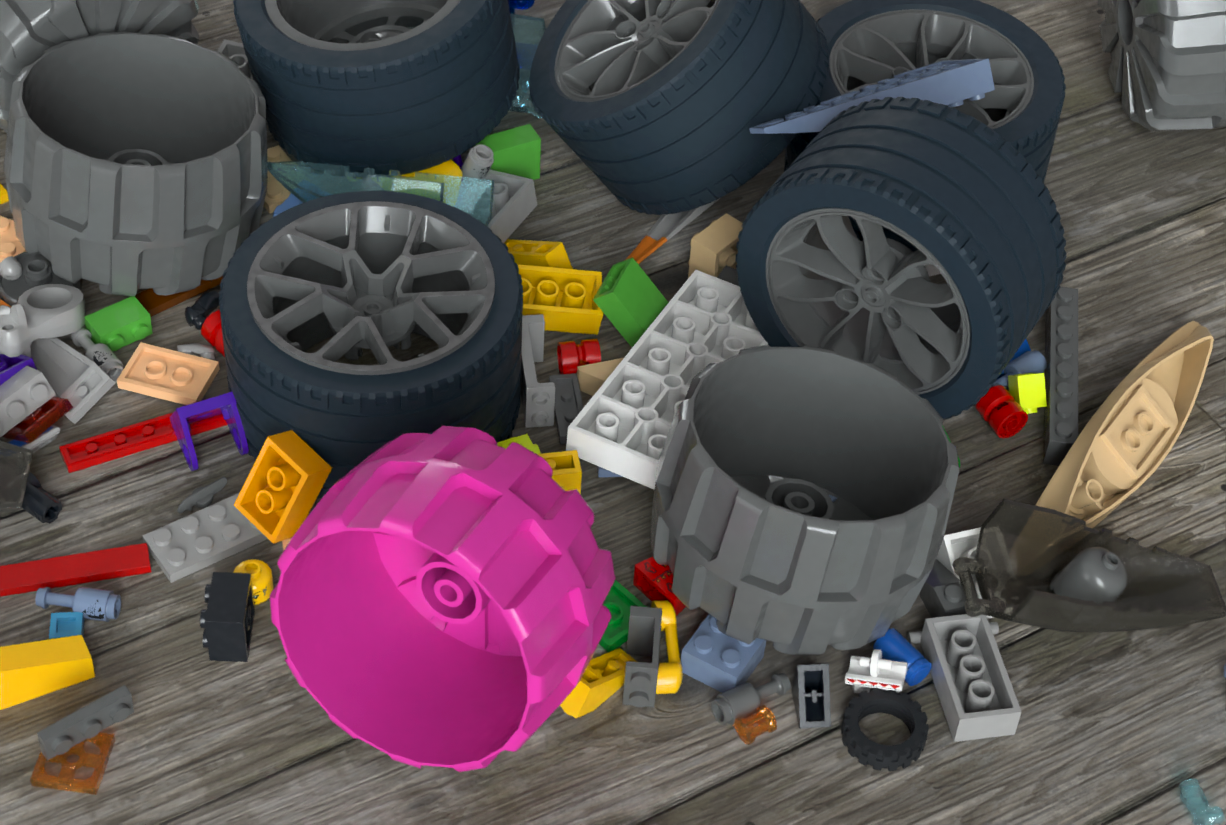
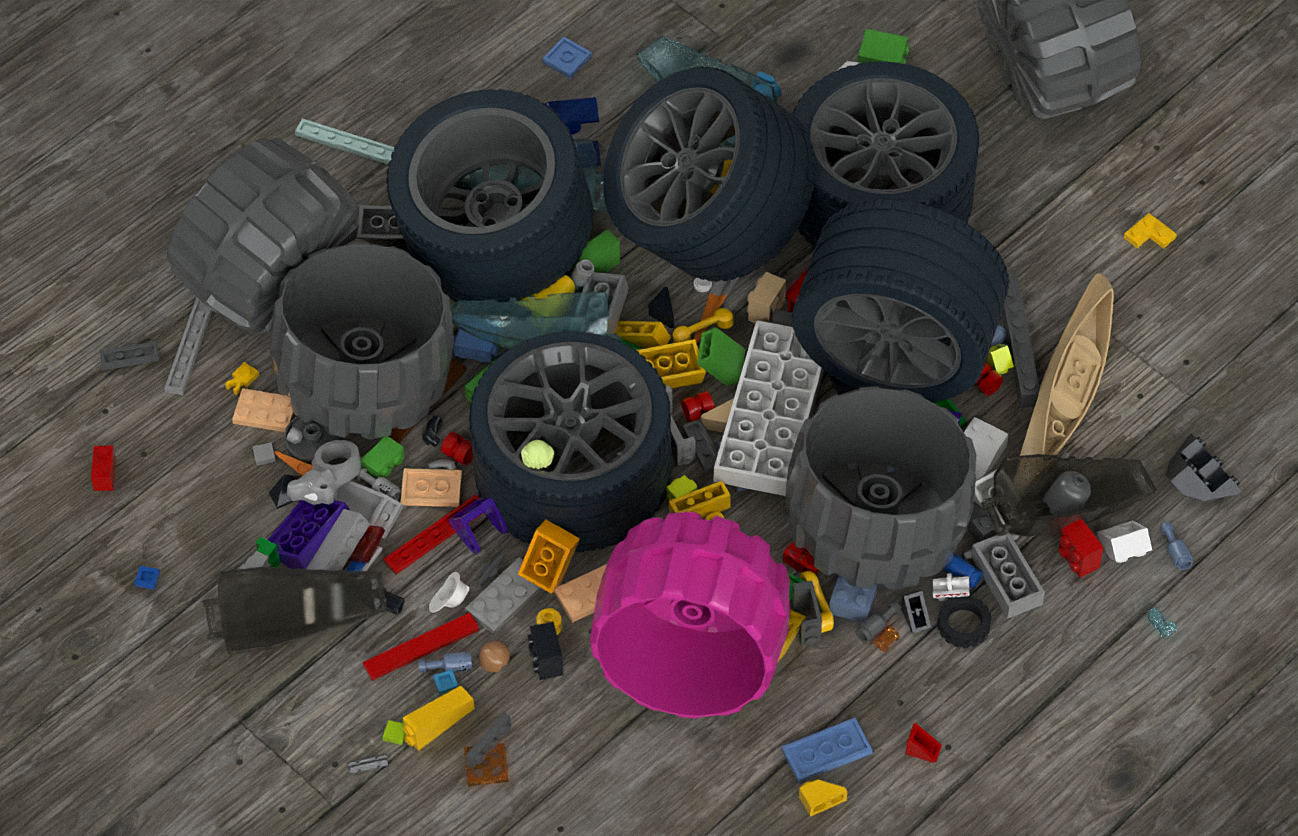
camera: 10 degrees left, 10 degrees up
(131, 514) = (450, 594): none -> white piece
(155, 609) = (494, 656): none -> medium nougat hair
(297, 324) = (537, 454): none -> yellowish green hair
(573, 234) = (661, 308): none -> black slope
(639, 221) = (702, 285): none -> white plate
(651, 262) = (722, 318): none -> yellow piece
(941, 82) = (876, 162): sand blue wedge -> none
(977, 494) = (988, 444): none -> white slope
(1092, 664) = (1080, 548): none -> red brick
(1166, 673) = (1125, 541): none -> white slope

